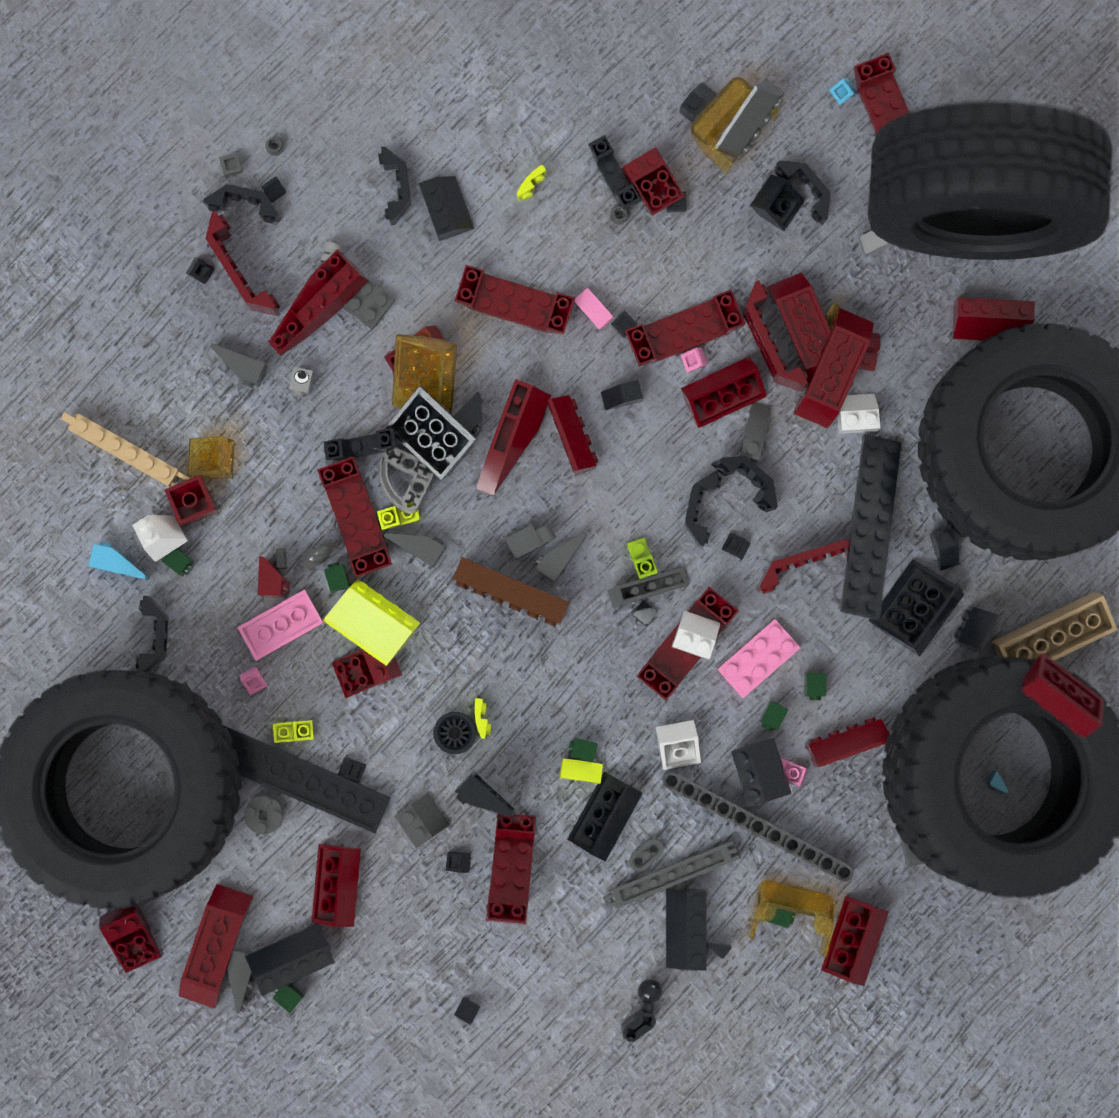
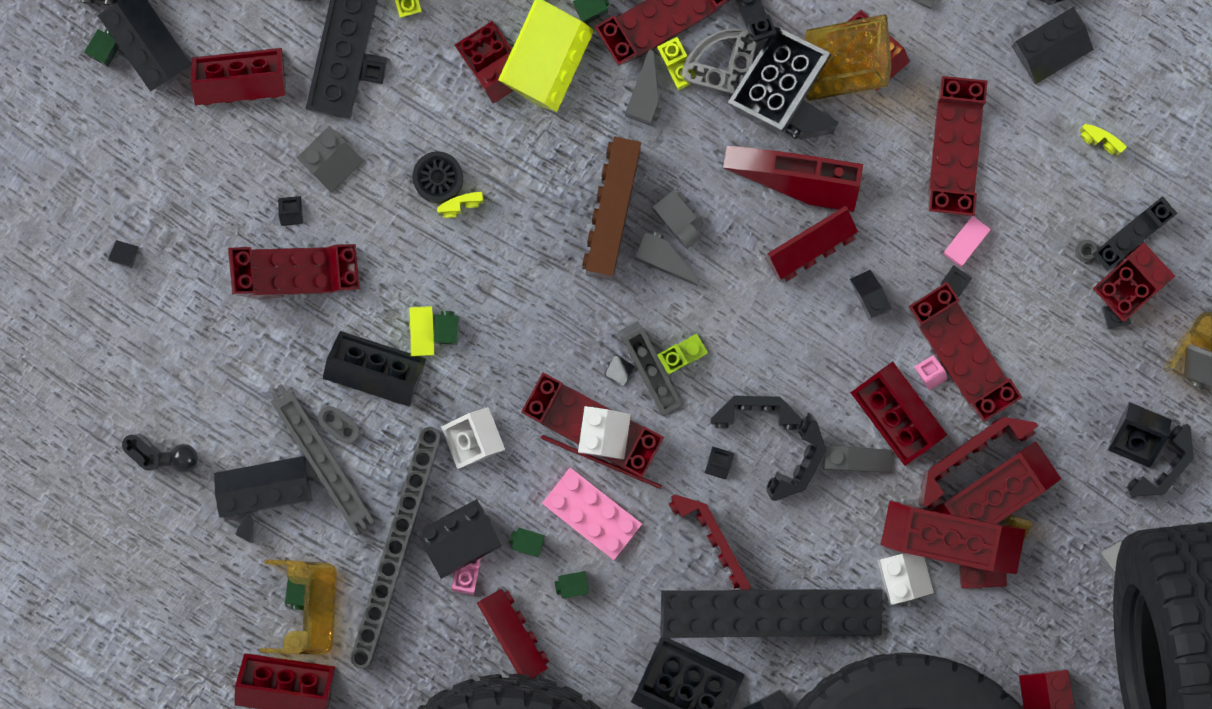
camera: 80 degrees right, 0 degrees up
(481, 795) = (371, 218): black slope -> none
(716, 643) = (600, 461): none -> dark red axle

